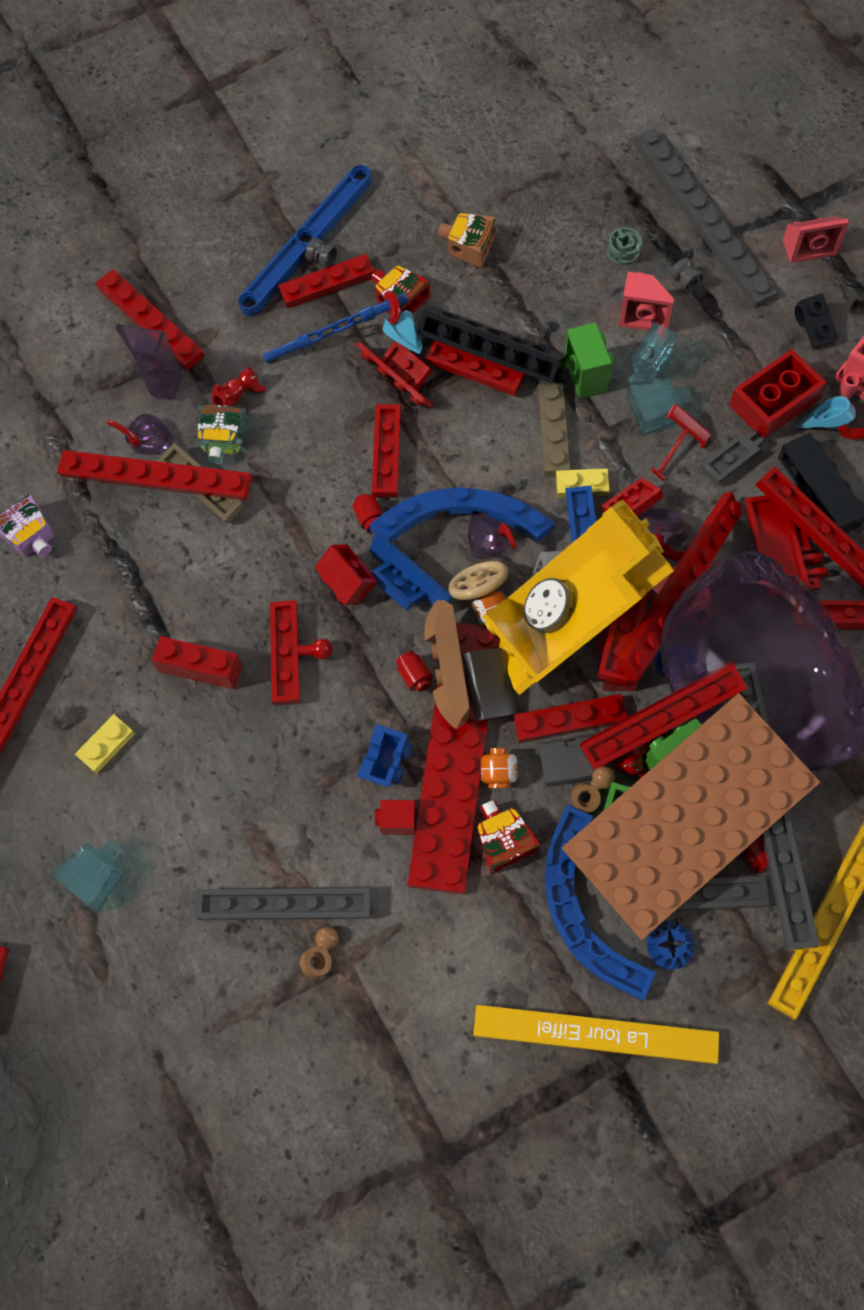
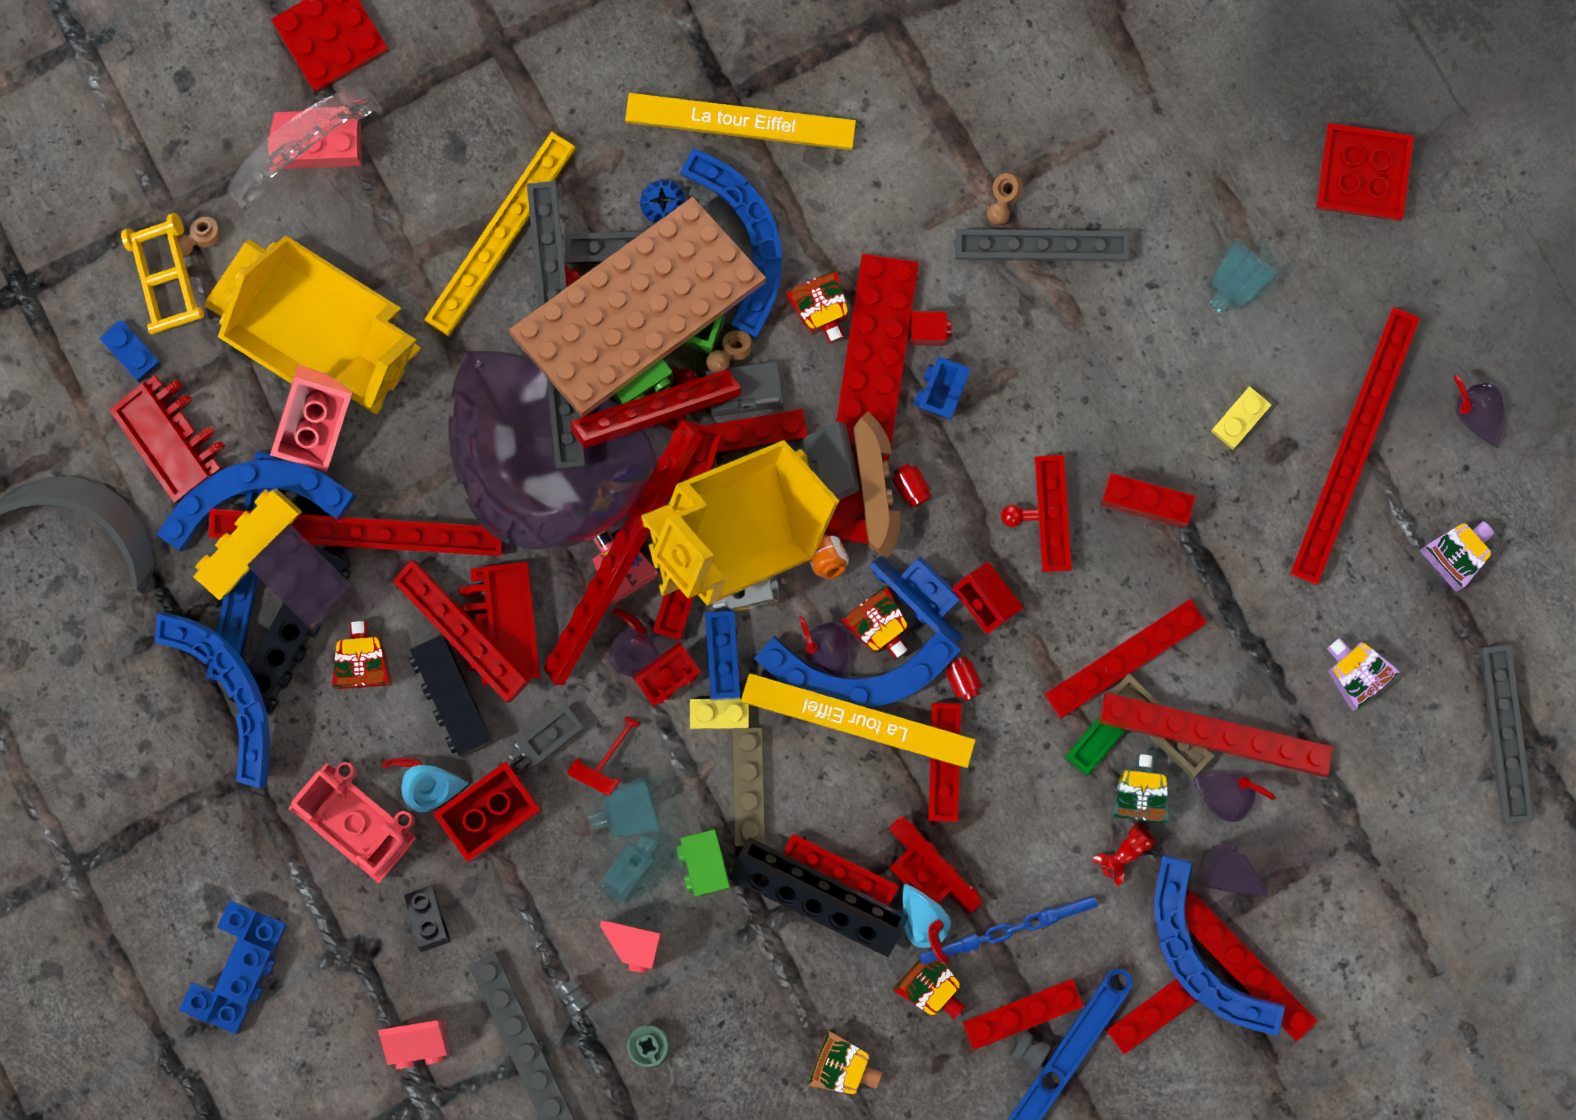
camera: 175 degrees right, 15 degrees up
(187, 306) = (1188, 965): none -> blue plate
(225, 284) = (1150, 1016): none -> red plate
(227, 537) = (1125, 658): none -> red plate
(262, 468) = (1093, 746): none -> green tile
(445, 553) = (878, 623): none -> torso
(462, 474) = (858, 720): none -> yellow tile
(478, 580) = (834, 582): tan plate -> none
(499, 768) = (824, 375): orange head -> none
(548, 605) = (767, 529): white tile -> none

